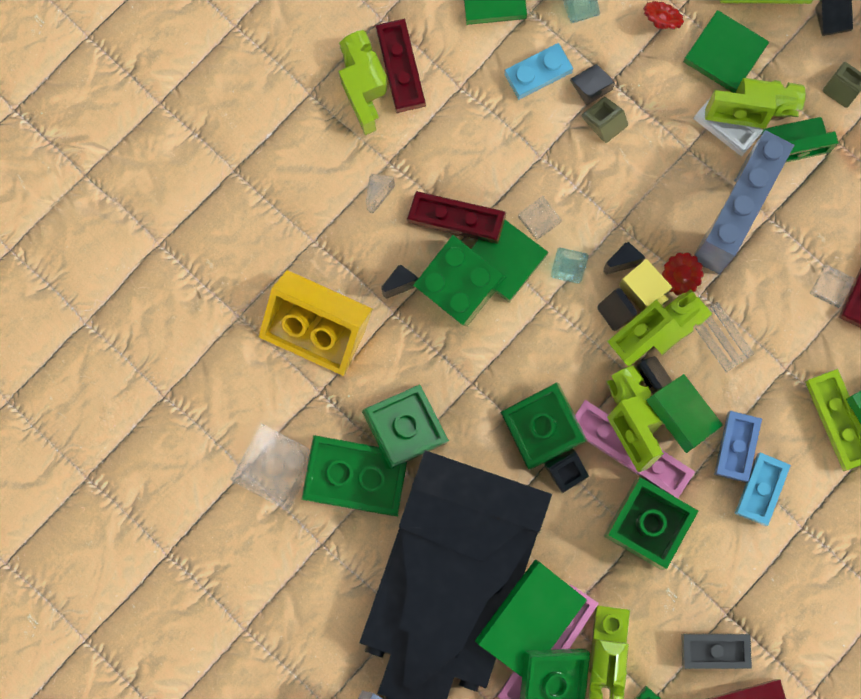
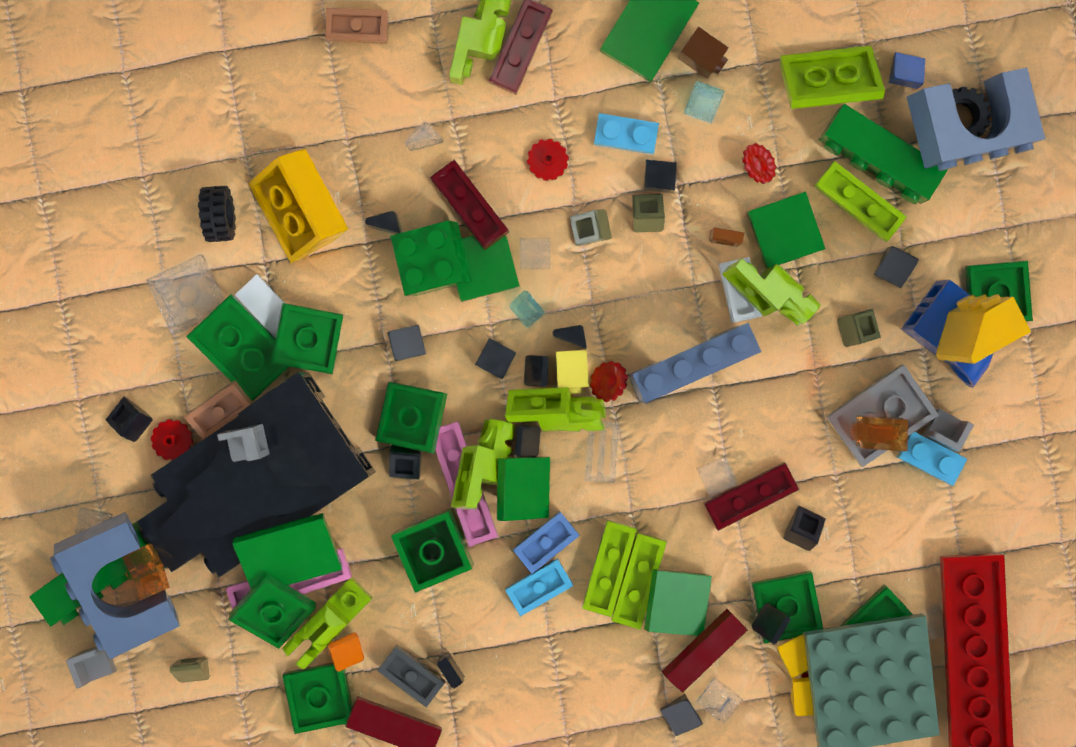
camera: 30 degrees right, 10 degrees up
(252, 376) = (217, 213): none -> black tyre
(255, 144) = (356, 25): none -> nougat plate
(301, 613) = (129, 420): none -> black slope
(345, 426) = (261, 302): none -> white tile
(351, 602) = (171, 439): none -> red piece
(375, 543) = (218, 410): none -> nougat plate
(425, 545) = (246, 443): none -> light grey panel
(491, 137) = (547, 159): none -> red piece
(491, 368) = (406, 343): none -> black slope
(568, 164) = (590, 227): none -> olive slope
(574, 326) = (495, 358): none -> black slope
(644, 672) = (345, 652): none -> orange slope
(684, 89) = (726, 237): none -> dark orange tile
(746, 619) = (450, 670): none -> black tile
(808, 138) = (785, 343): green panel -> none
(808, 428) = (609, 568): none -> lime plate

